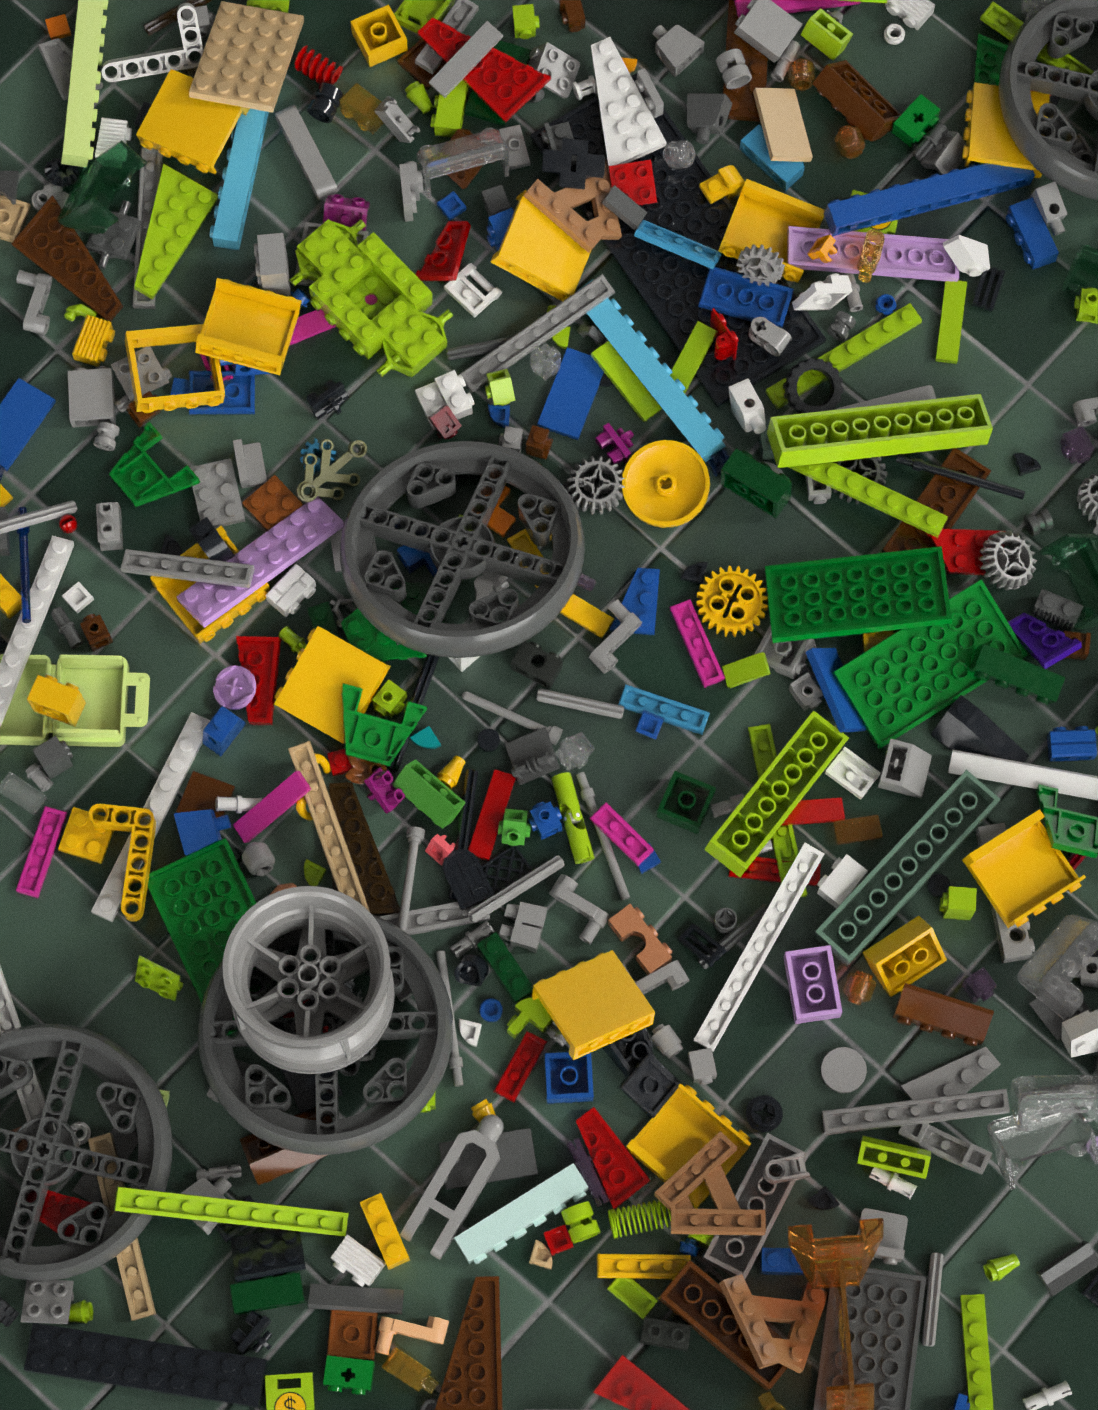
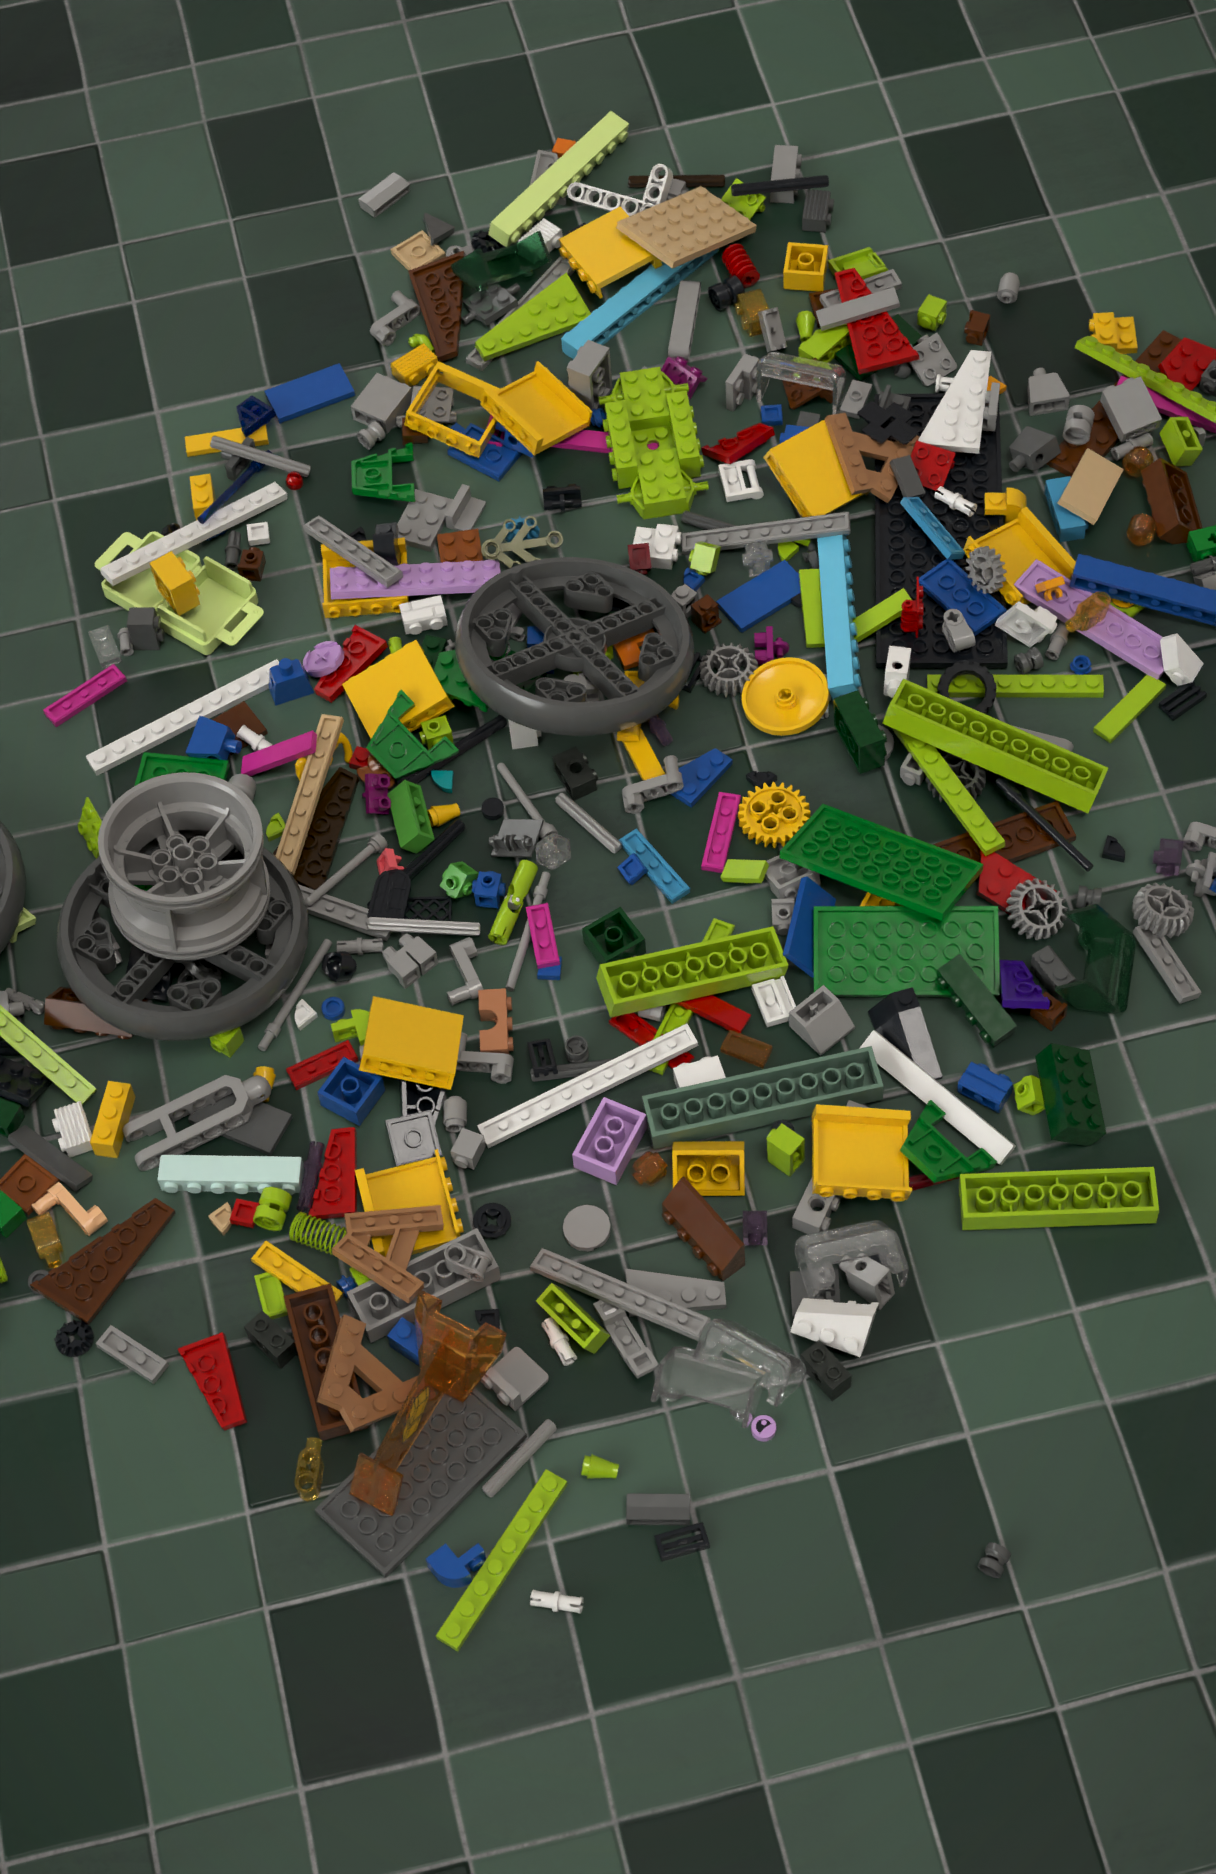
camera: 40 degrees right, 15 degrees down
(83, 838) = (128, 702): yellow plate -> none
(109, 526) = (322, 494): light grey hips -> none
(135, 853) = (166, 717): yellow beam -> none
(491, 813) = (468, 852): red tile -> none
(505, 968) = (367, 975): dark green brick -> none
(678, 206) = (955, 501): none -> white pin
(679, 154) = (984, 462): clear head -> none

